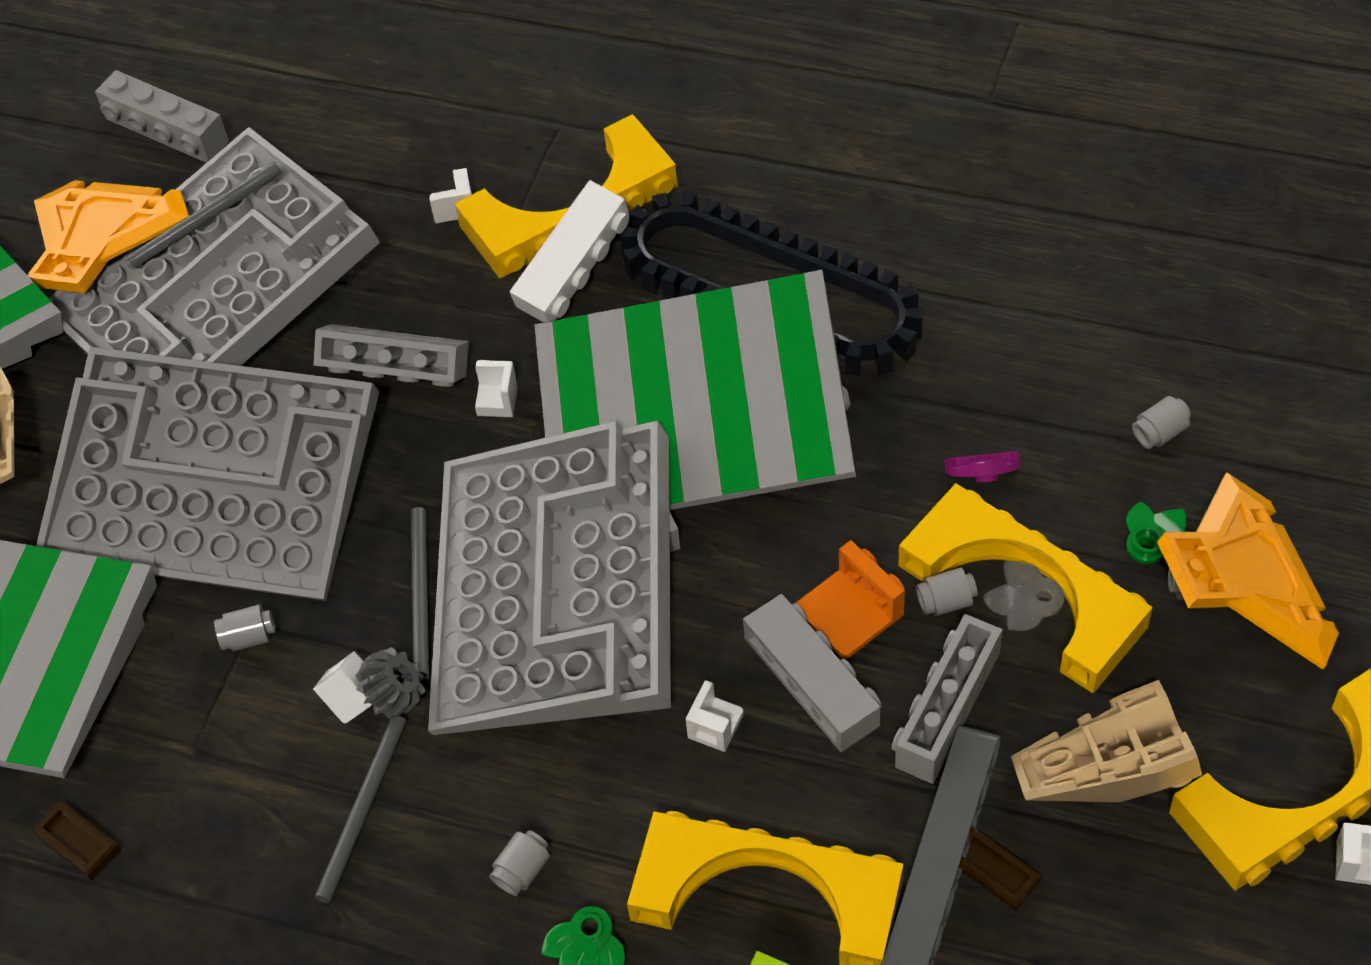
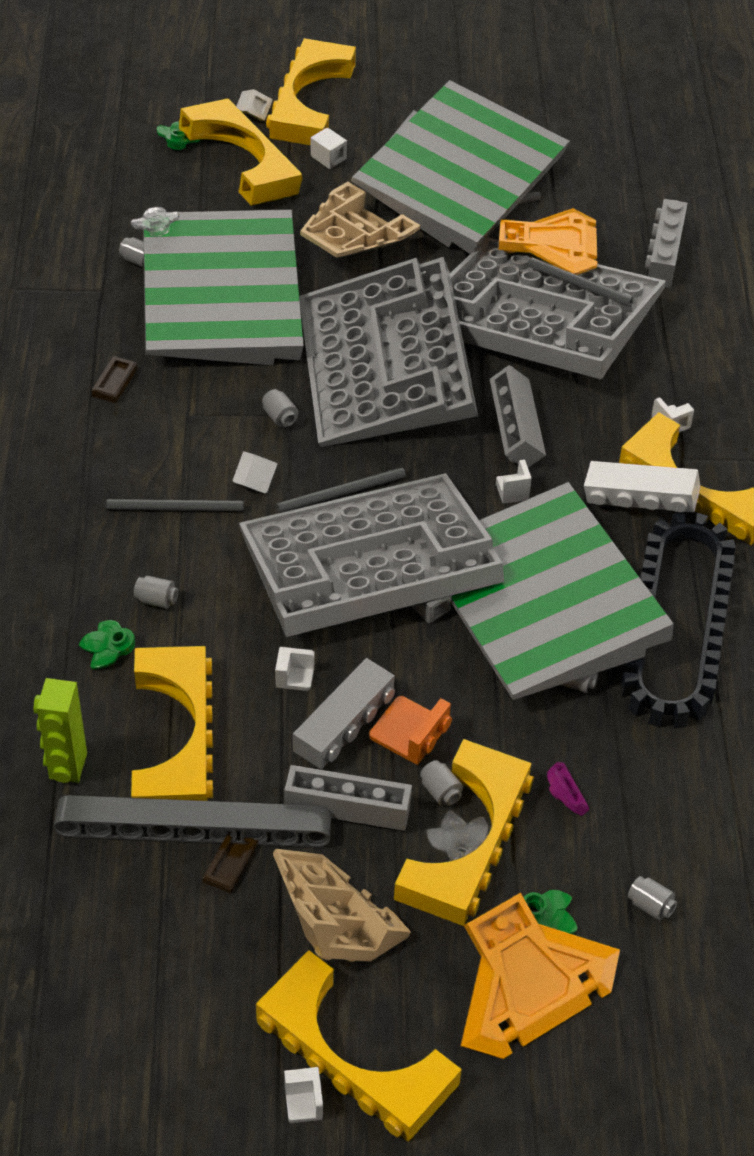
camera: 65 degrees right, 5 degrees down
(390, 682) = (257, 477): dark grey gear -> none

